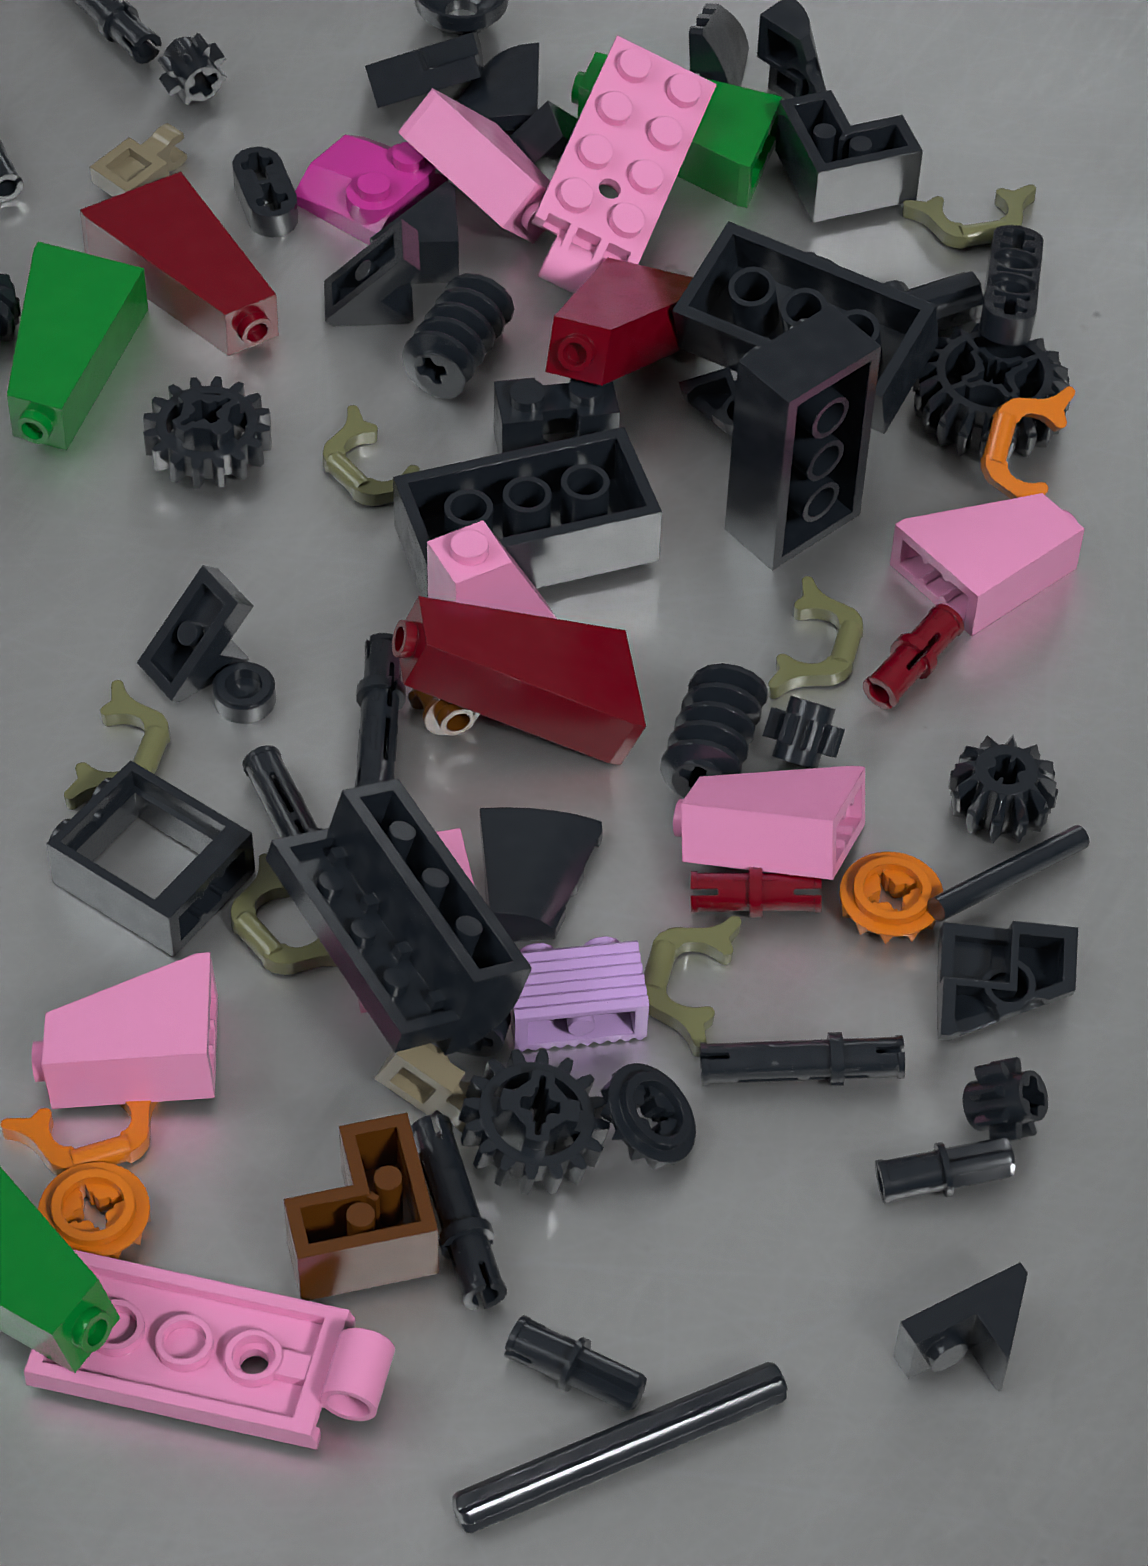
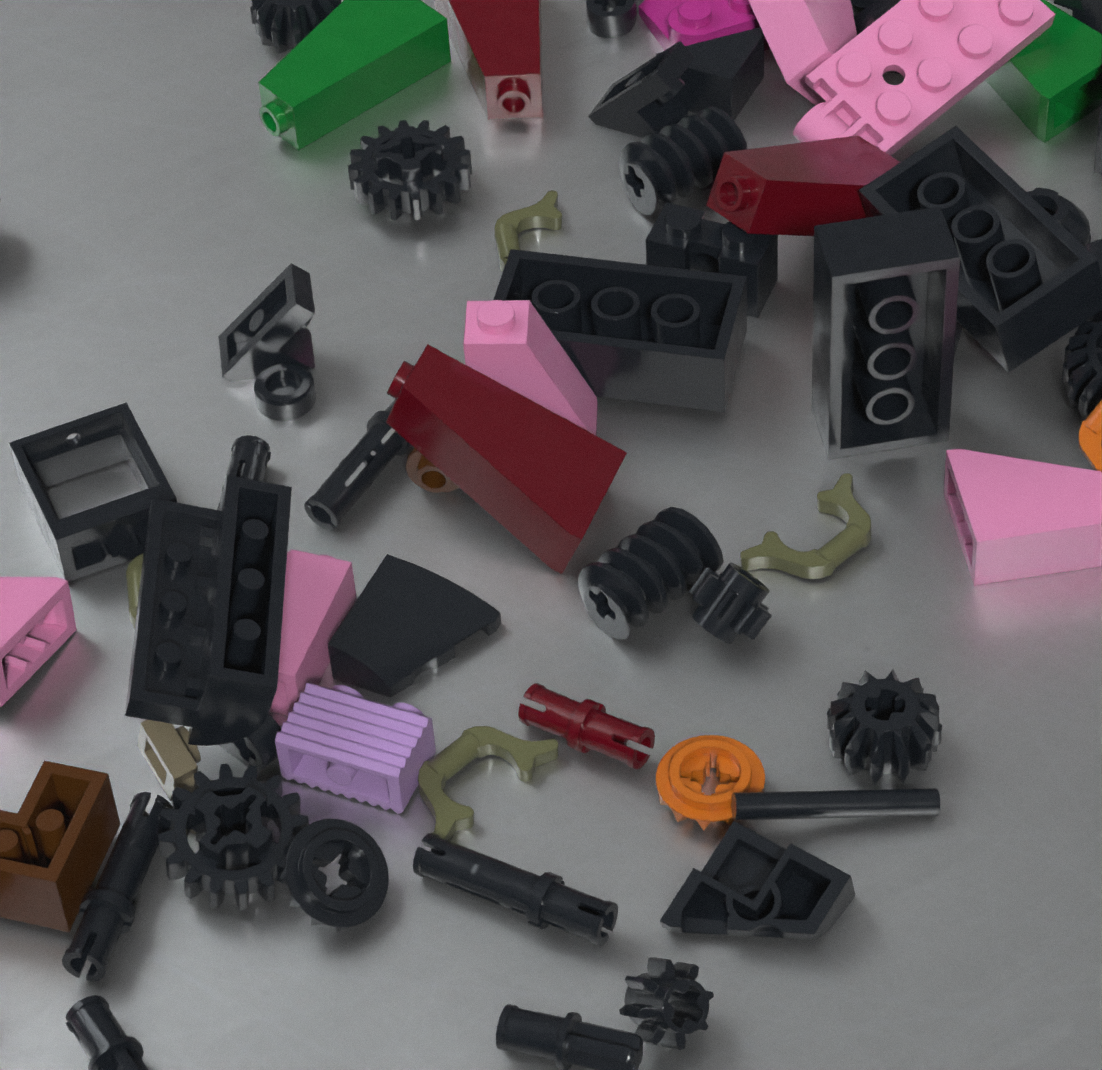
camera: 35 degrees right, 5 degrees down
(122, 710) = (187, 399): olive helmet -> none
(774, 820) = (645, 668): bright pink slope -> none
(913, 656) = (932, 566): dark red pin -> none

